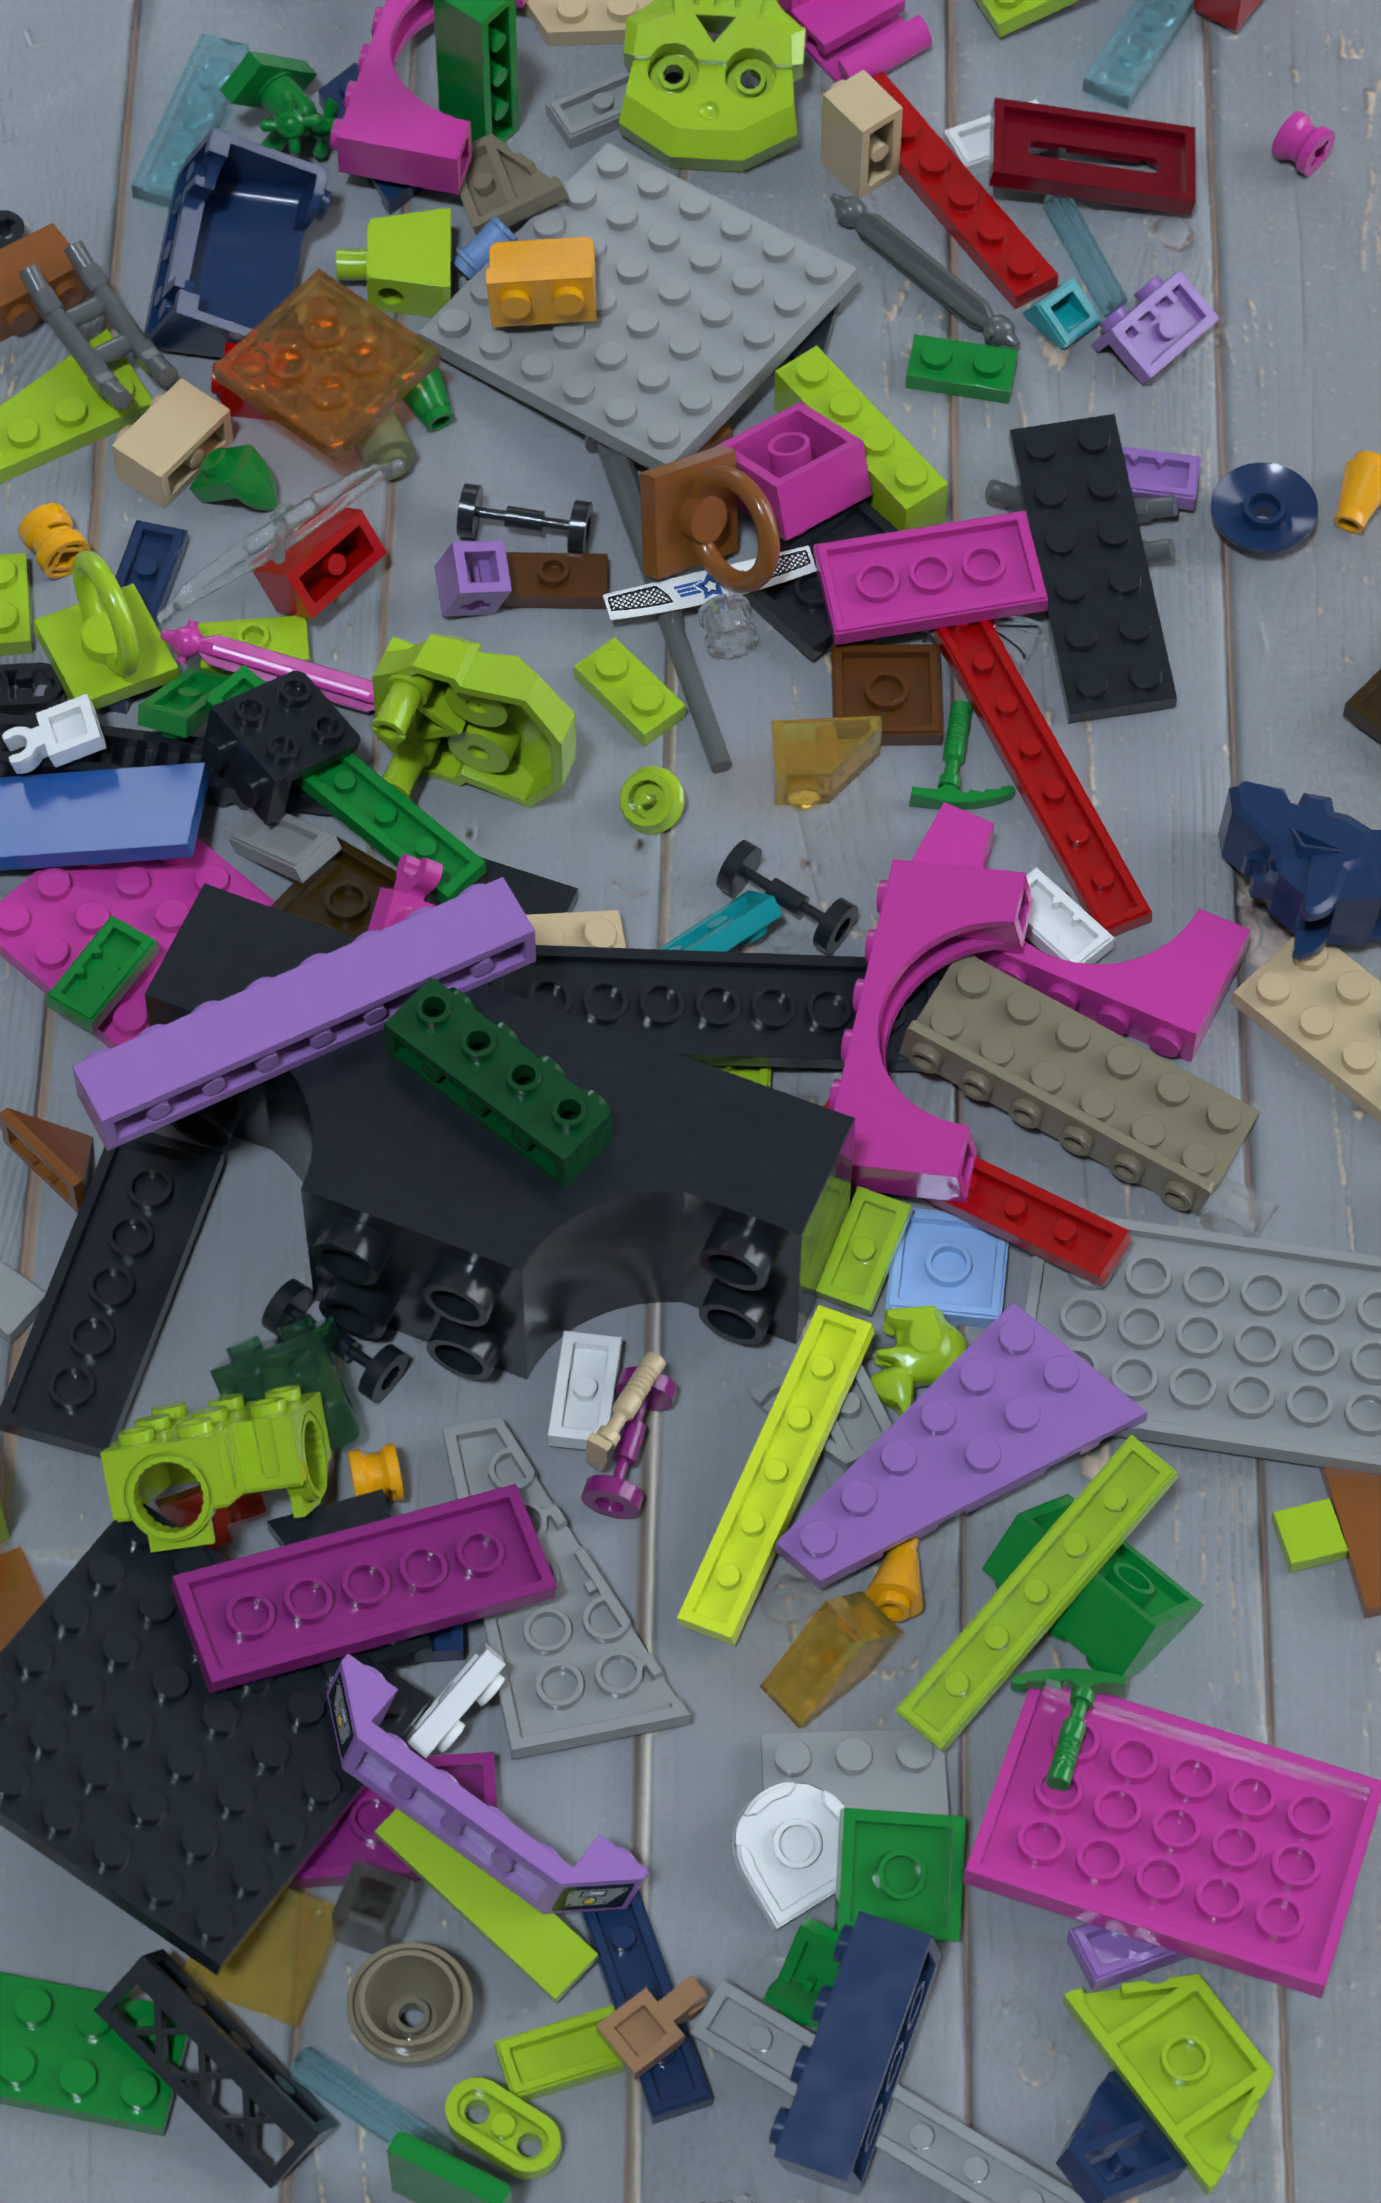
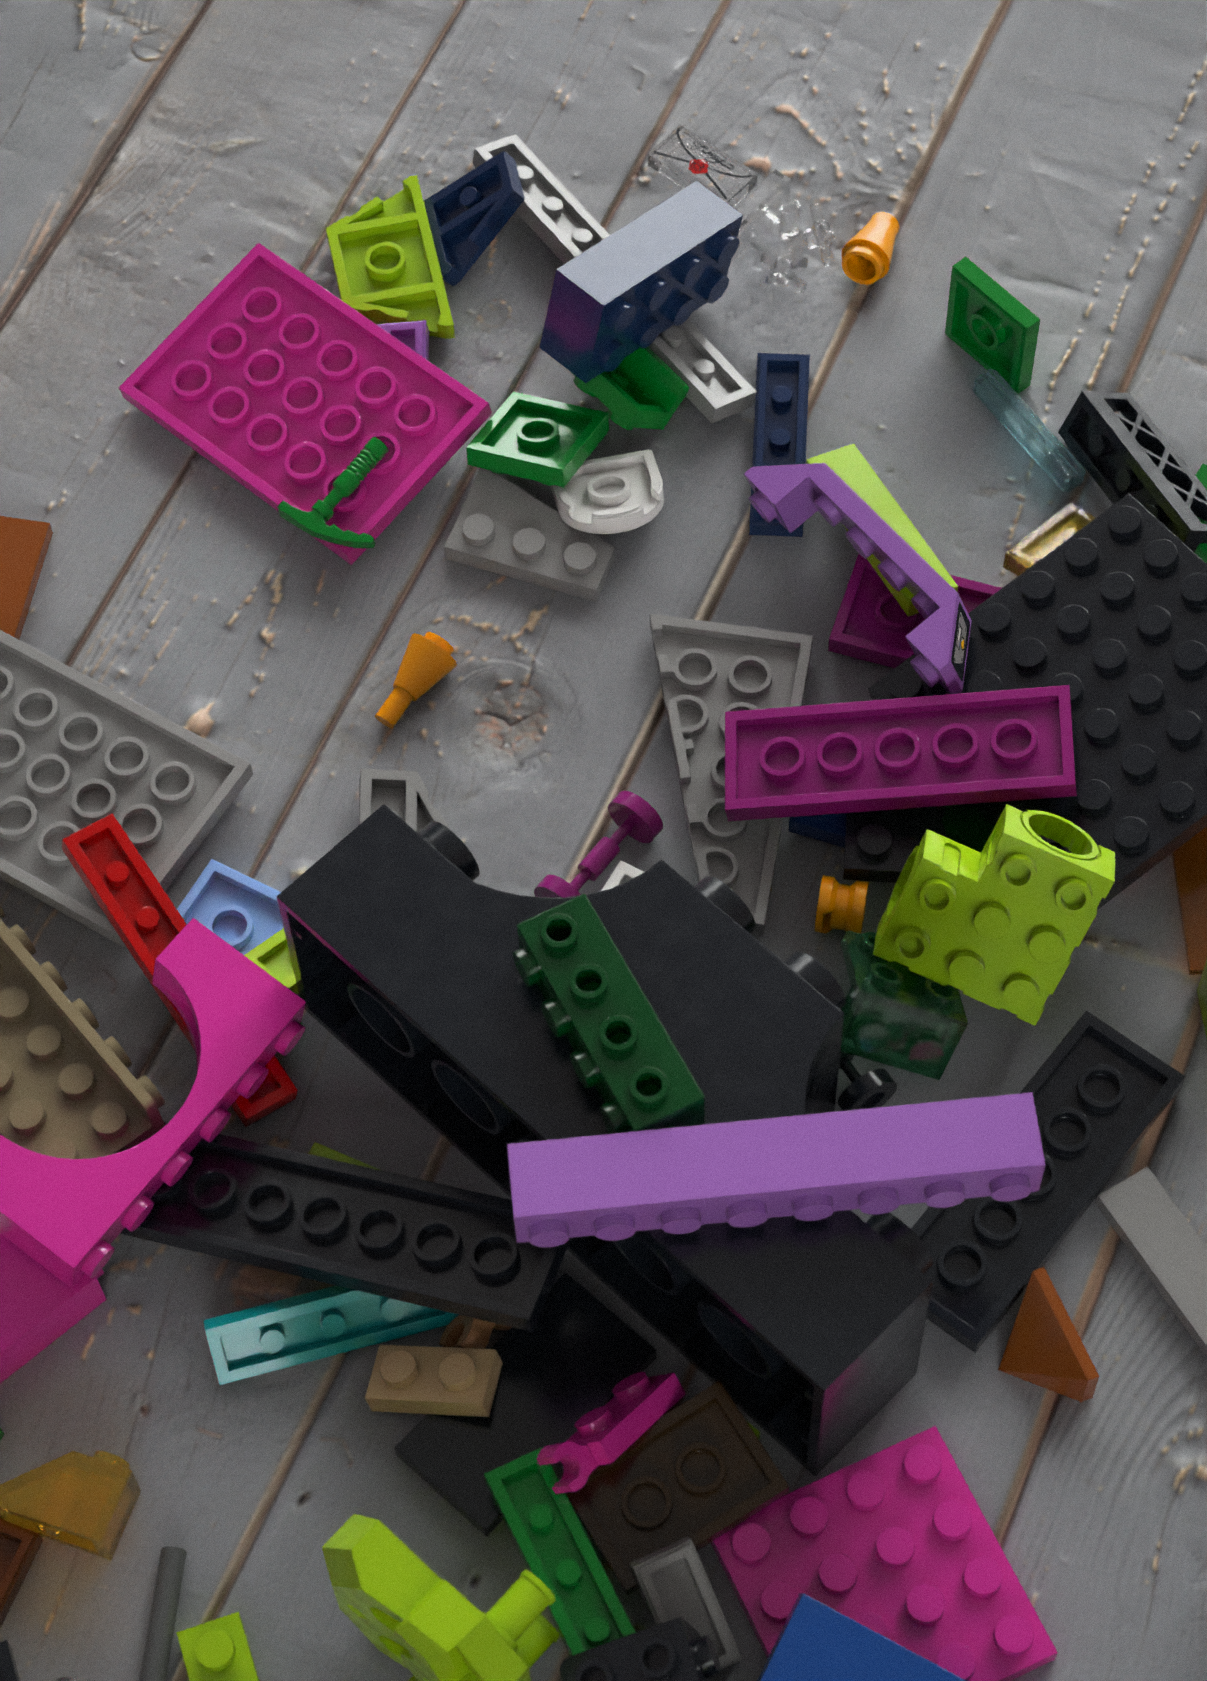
camera: 155 degrees left, 0 degrees up
(102, 974) = (940, 1502): green plate -> none
(373, 1908) = (977, 540): clear smoke brick -> none
(403, 1980) = (976, 455): dark tan piece -> none
(440, 1722) = (843, 673): white plate -> none
(505, 2129) = (933, 384): lime plate -> none
(556, 2056) = (866, 422): lime tile -> none
(623, 1410) = (631, 830): tan piece -> none
(647, 2030) = (788, 389): medium nougat plate -> none
(651, 800) = (269, 1525): lime hat -> none
(741, 868) = (157, 1301): black wheel -> none
(775, 1475) = (511, 751): neon yellow plate -> none
(830, 1657) = (506, 622): clear yellow slope -> none
(921, 1353) = (284, 839): lime animal -> none
(972, 1436) = (281, 745): medium lavender wing -> none
(1037, 1593) = (315, 568): lime tile -> none
(1123, 1611) = (261, 606): green slope -> none
(1309, 1535) = (57, 598): lime tile -> none

